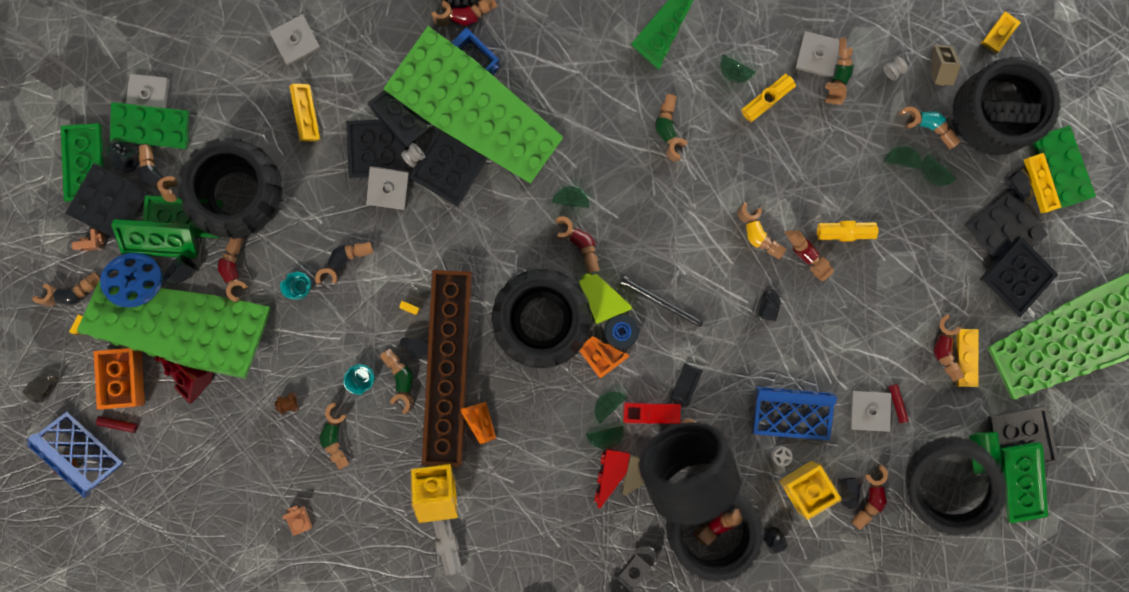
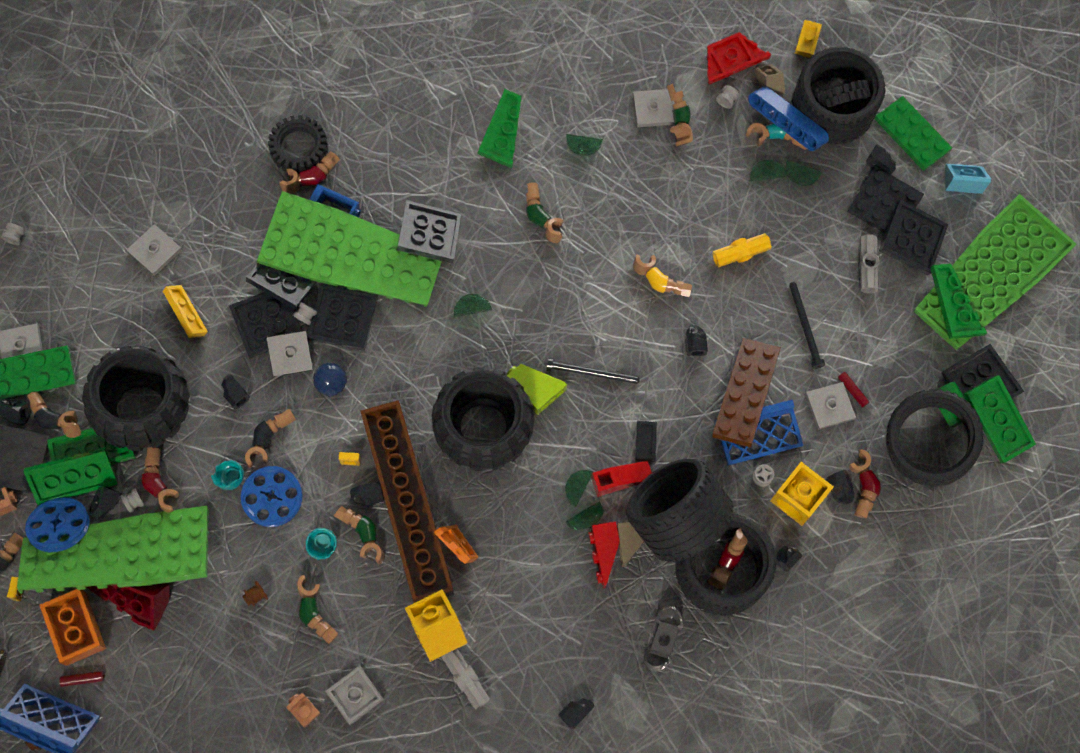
camera: 25 degrees left, 15 degrees down
(205, 278) = (132, 500): none -> light grey wheel
(320, 319) = (268, 488): none -> blue wedge
(325, 207) = (234, 392): none -> black rock
(345, 524) = (354, 695): none -> light grey plate
(416, 225) = (329, 379): none -> dark blue hair
(555, 112) = (429, 232): none -> plate
(583, 241) = (493, 339): medium nougat piece -> none
(601, 356) = (553, 441): orange wing -> none
(615, 332) = (566, 418): black wheel -> none
(776, 91) = (617, 166): yellow piece -> none
(797, 375) = (746, 392): none -> reddish brown plate
(807, 253) = (715, 282): medium nougat piece -> none
(878, 326) = (817, 361): none -> black bar
(917, 26) = (732, 56): none -> red wing
(943, 351) = (874, 326): piece -> none
(946, 114) = (788, 118): none -> blue beam
(967, 357) = (899, 327): yellow plate -> none
(969, 276) = (868, 274): none -> light grey piece
(1030, 359) = (954, 304): none -> green wing
(1042, 183) = (900, 151): yellow plate -> none
(1096, 232) = (966, 178): none -> medium azure slope

